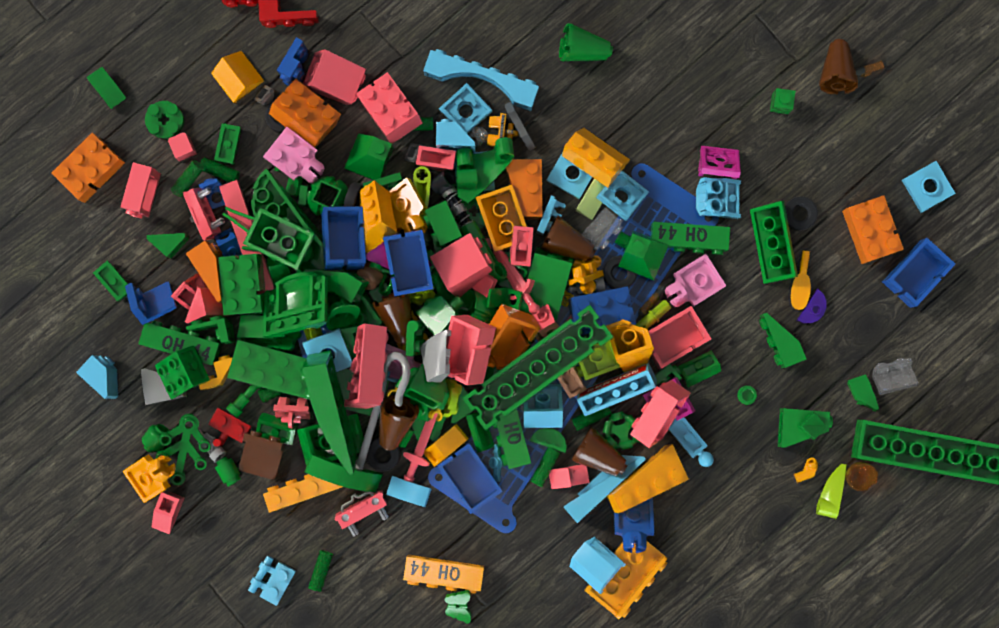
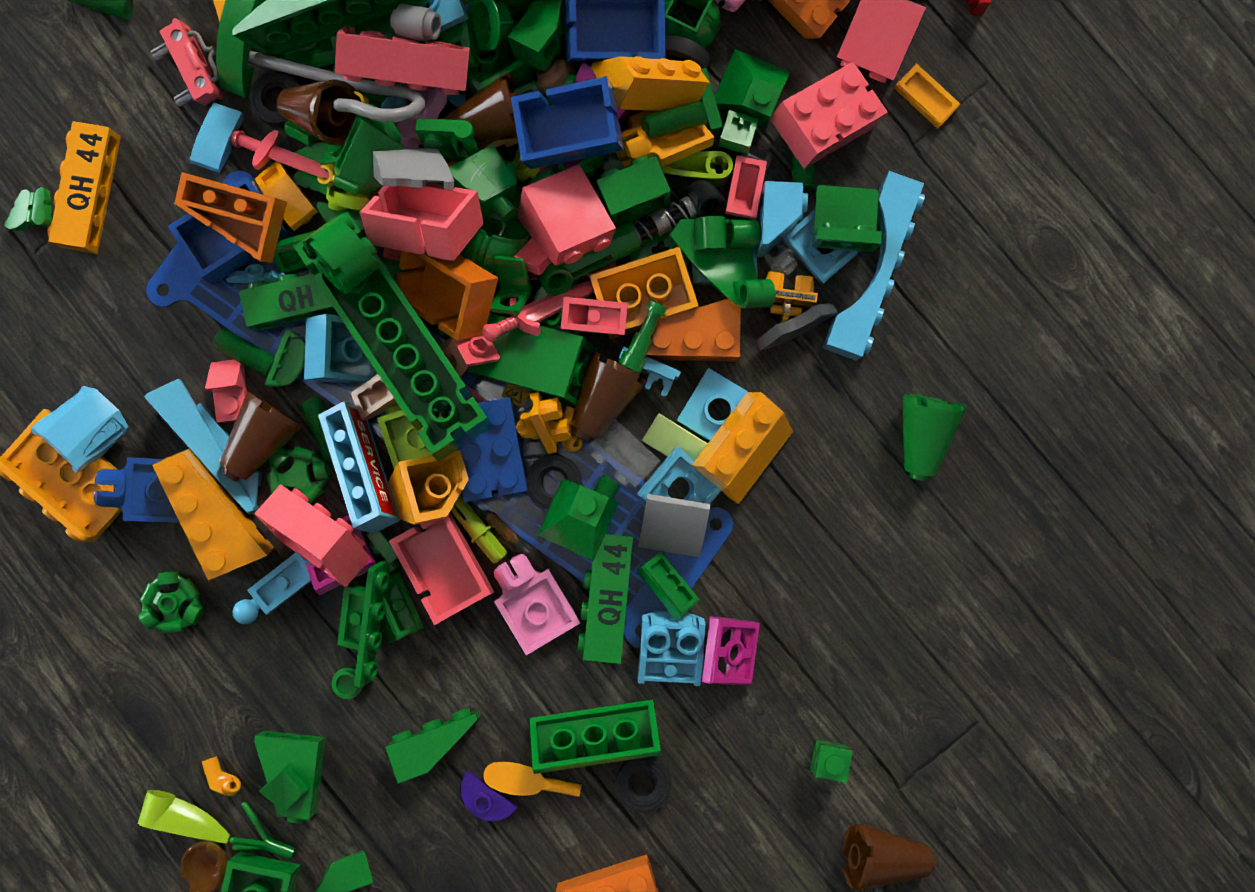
camera: 90 degrees right, 0 degrees up
(345, 358) = (416, 22): none -> light grey brick
(372, 48) = (927, 96): none -> light orange tile
(398, 196) = (682, 119): none -> green piece
(400, 163) = (738, 132): none -> bracket
(453, 96) = (846, 218): none -> green bracket
(464, 467) = (238, 214): none -> orange wedge
(493, 394) = (341, 253): none -> green brick
(535, 218) = (640, 344): none -> green piece
(645, 197) = (674, 525): none -> light grey slope
(681, 200) = (668, 585): none -> green plate
(702, 506) = (170, 604): none -> green piece
(709, 387) = (361, 621): none -> green bracket
(845, 439) = (269, 844): none -> green plant

